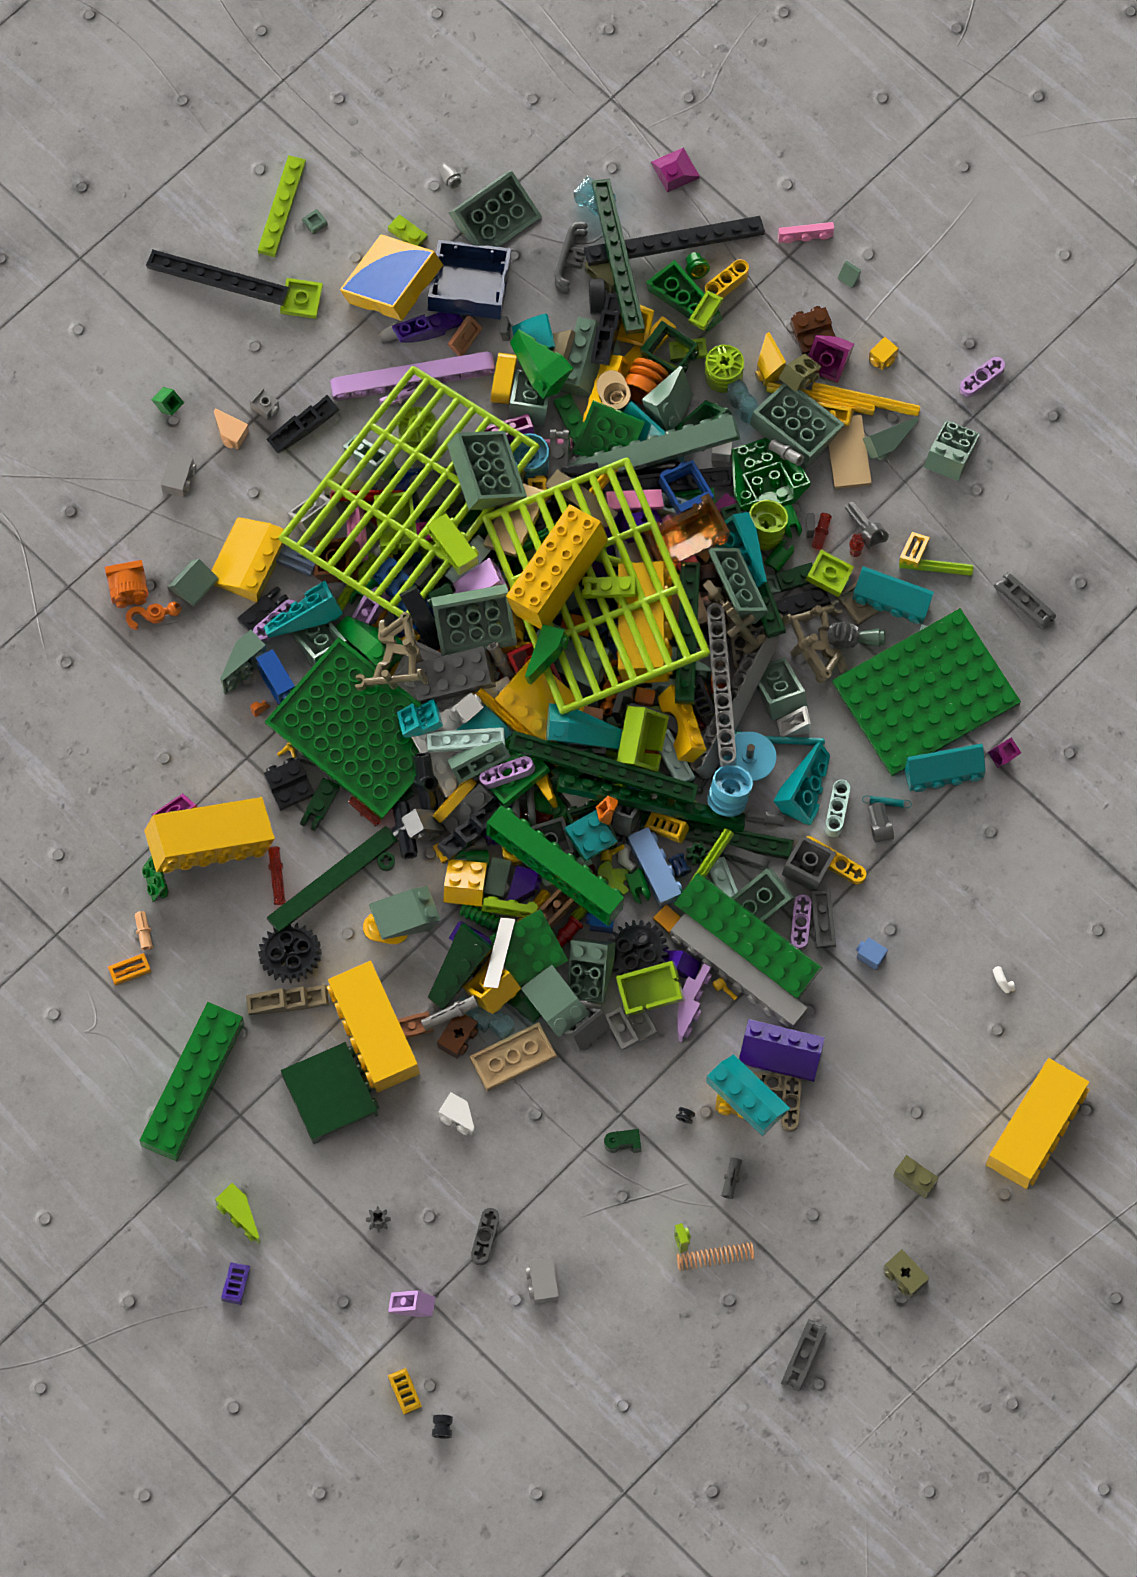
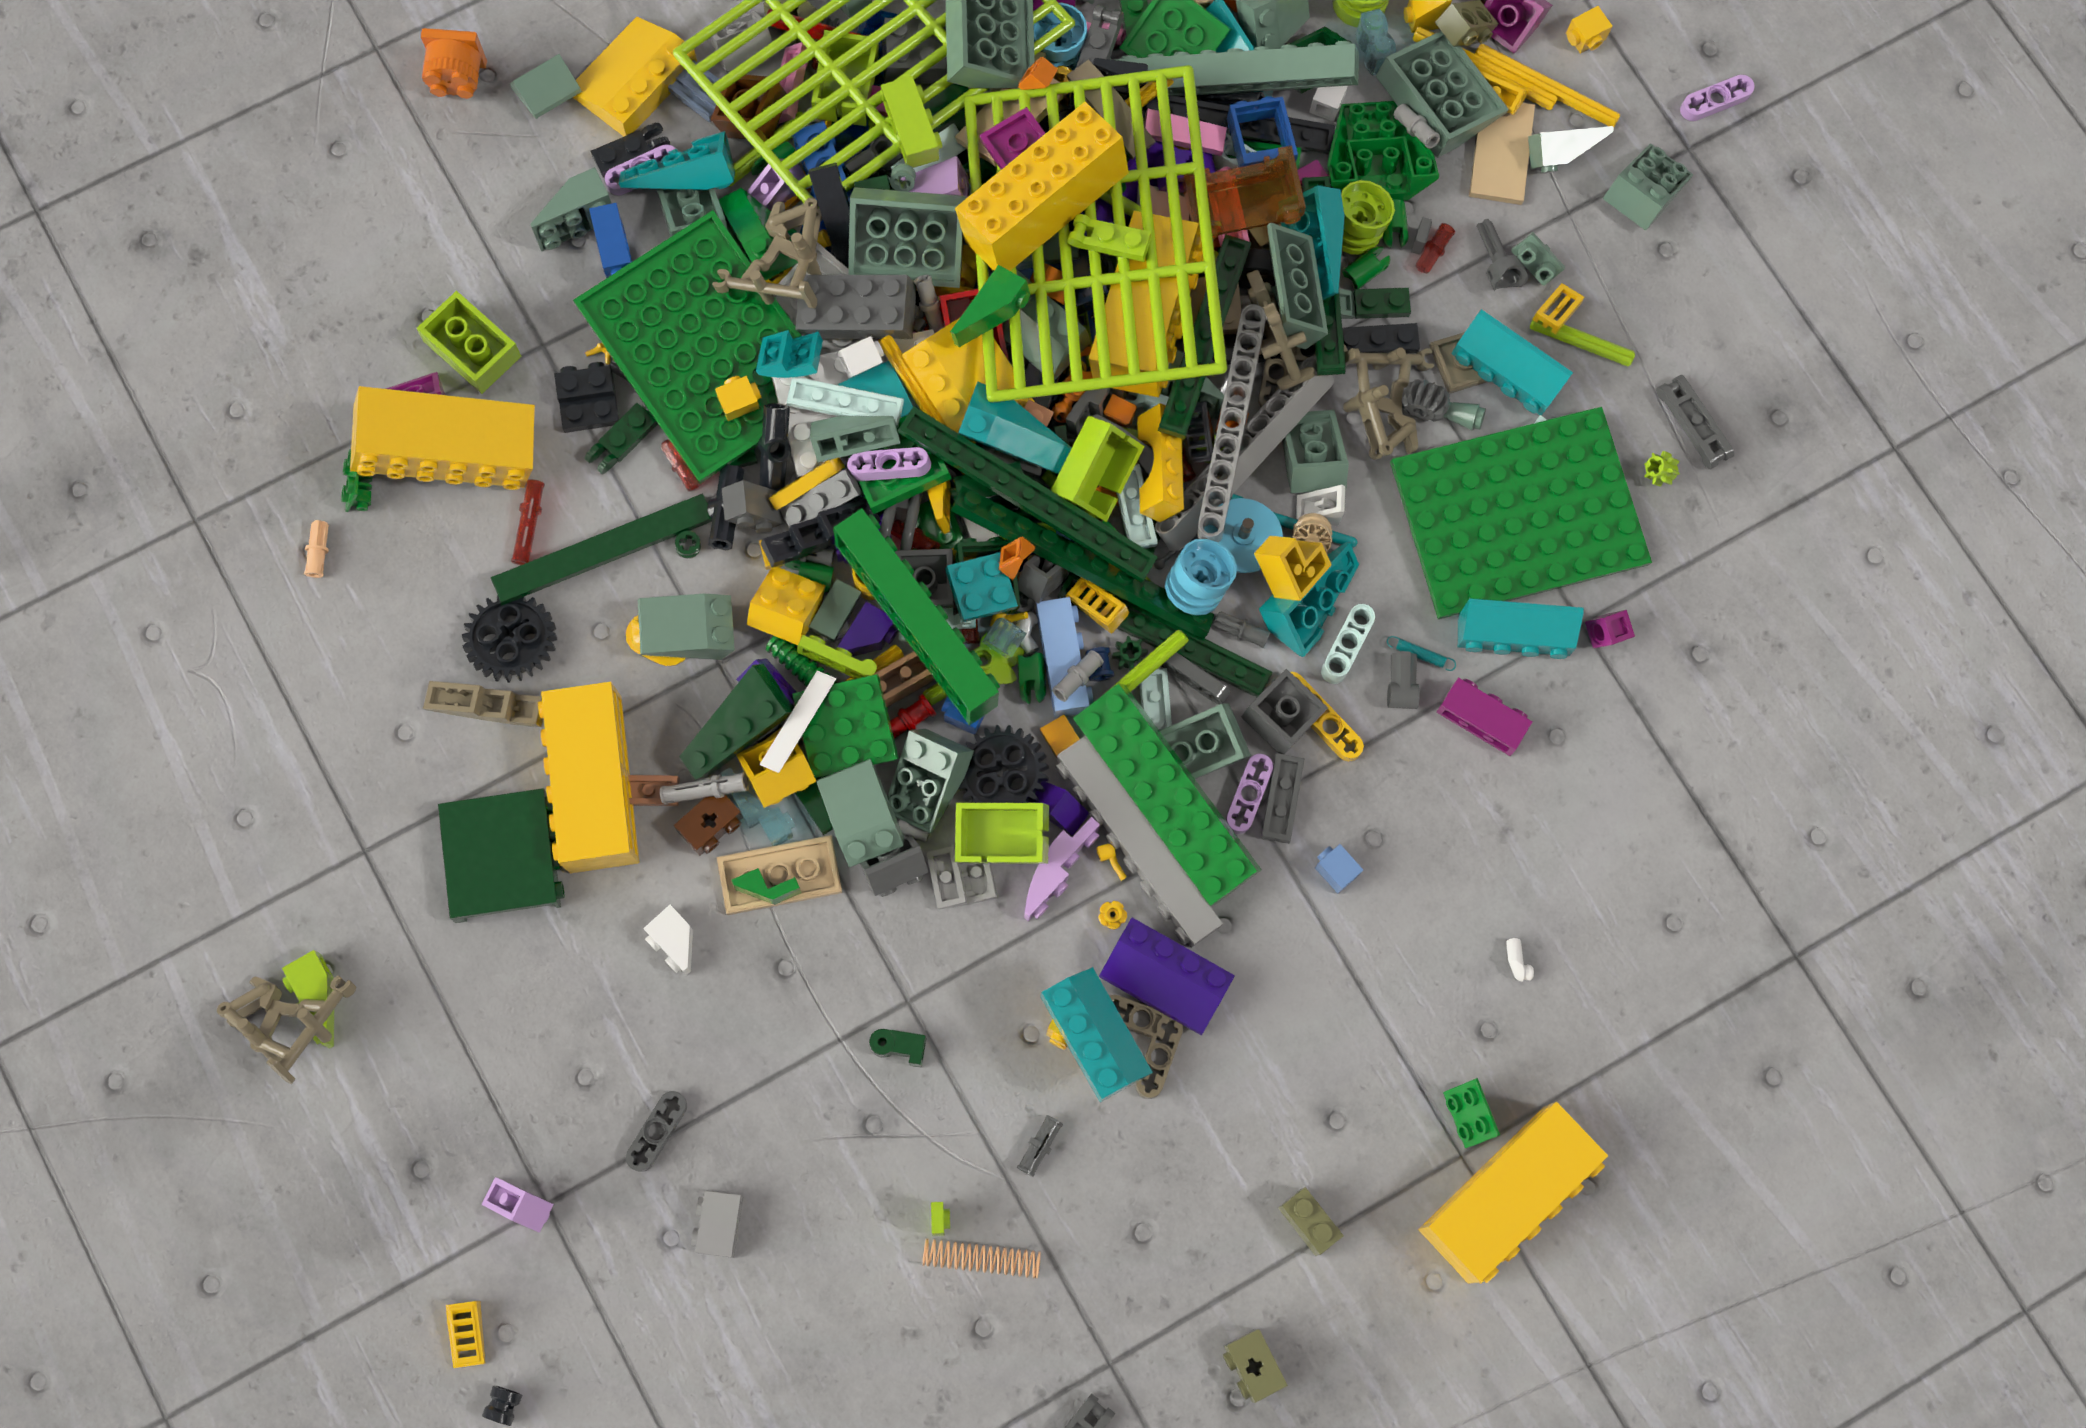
camera: 10 degrees right, 5 degrees up
(130, 976) = (304, 596): light orange tile -> none
(155, 613) = (478, 114): orange piece -> none
(192, 1081) = (308, 785): green brick -> none
(200, 768) = (469, 342): none -> lime brick
(217, 1241) = (280, 1056): none -> dark tan piece
(234, 1298) = (266, 1093): dark purple slope -> none
(257, 708) = (580, 282): orange tile -> none
(378, 1213) = (500, 1061): dark grey gear -> none
(393, 755) = (738, 397): none -> yellow brick
(458, 587) = (903, 170): none -> sand green bush
(501, 1065) = (754, 885): none -> green slope
(526, 538) = (1011, 137): none -> magenta plate
(528, 490) = (1038, 75): none -> orange slope
(613, 864) = (1004, 637): none -> clear light blue brick
(669, 876) = (1077, 675): none -> light grey pin
(685, 1115) = (1000, 1032): black bush -> none
(735, 1027) = (1112, 922): none -> yellow plate
(786, 767) = (1291, 565): none -> yellow brick
(794, 743) = (1313, 528): none -> tan wheel
(829, 573) = (1430, 309): lime plate -> none
(856, 545) = (1479, 279): clear red axle -> none
(891, 520) = (1538, 258): none -> sand green hips
(938, 831) = (1484, 716): none -> magenta brick
(998, 1082) = (1471, 1113): none -> green hinge
(1010, 638) = (1661, 468): none -> lime gear

